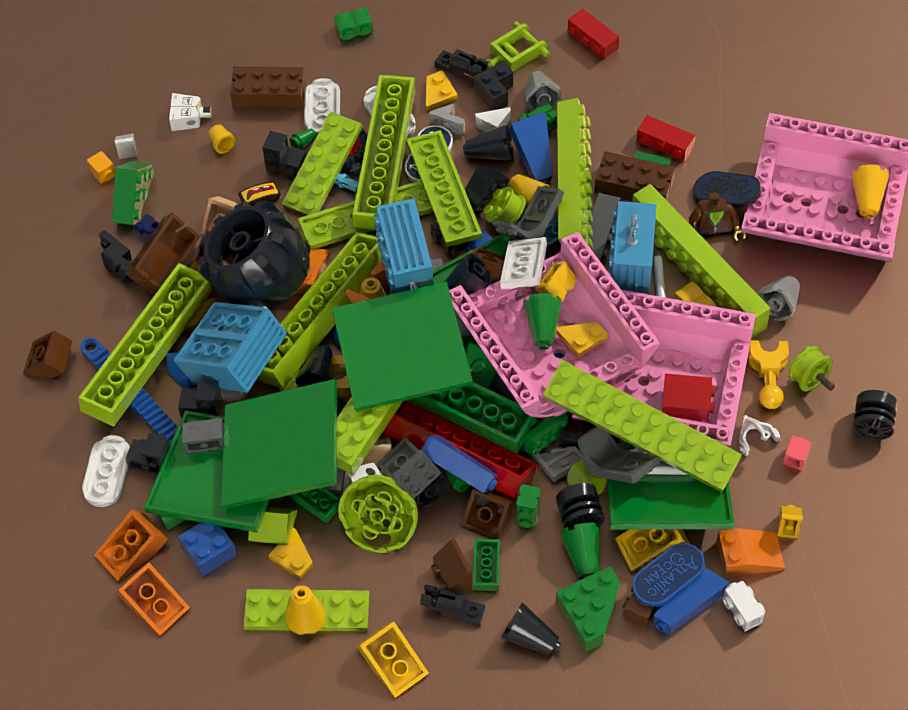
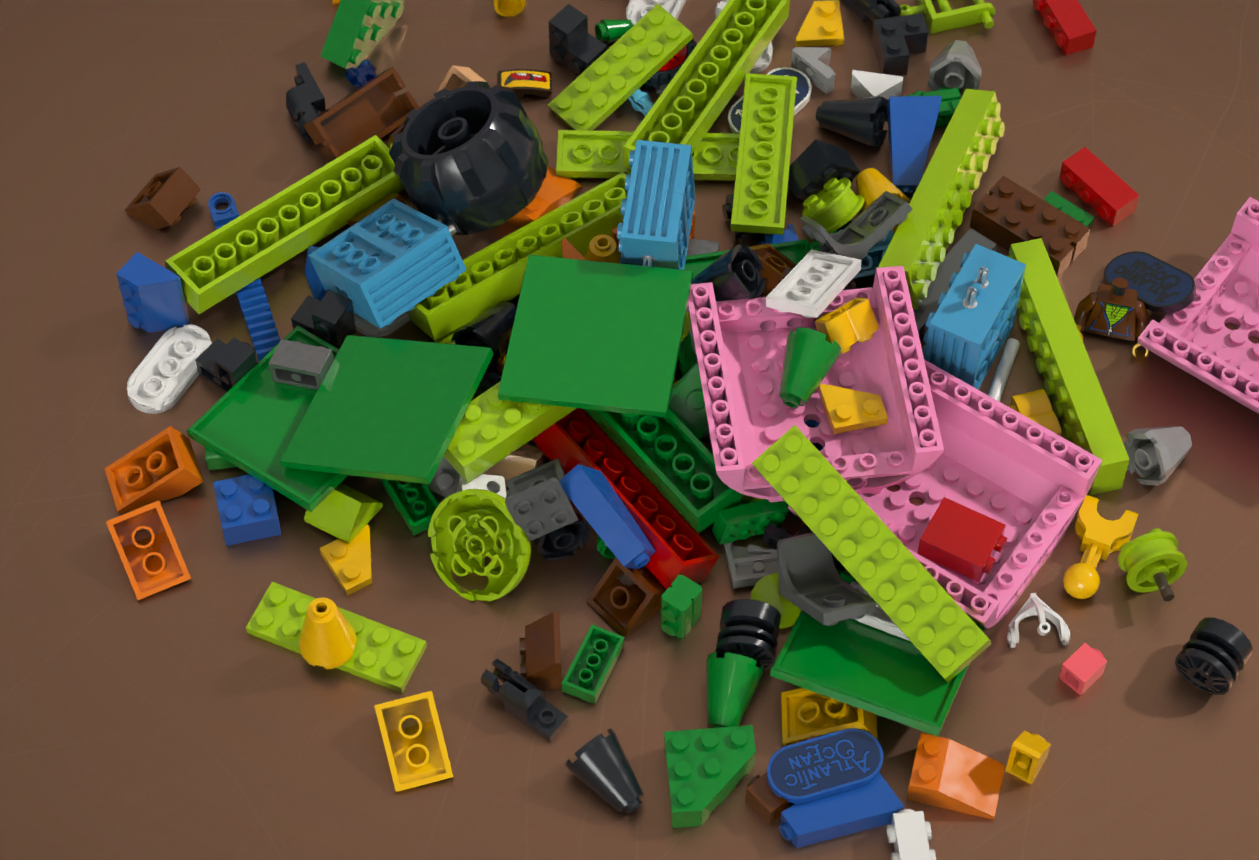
camera: 20 degrees right, 0 degrees up
(76, 424) = (152, 295): none -> blue slope

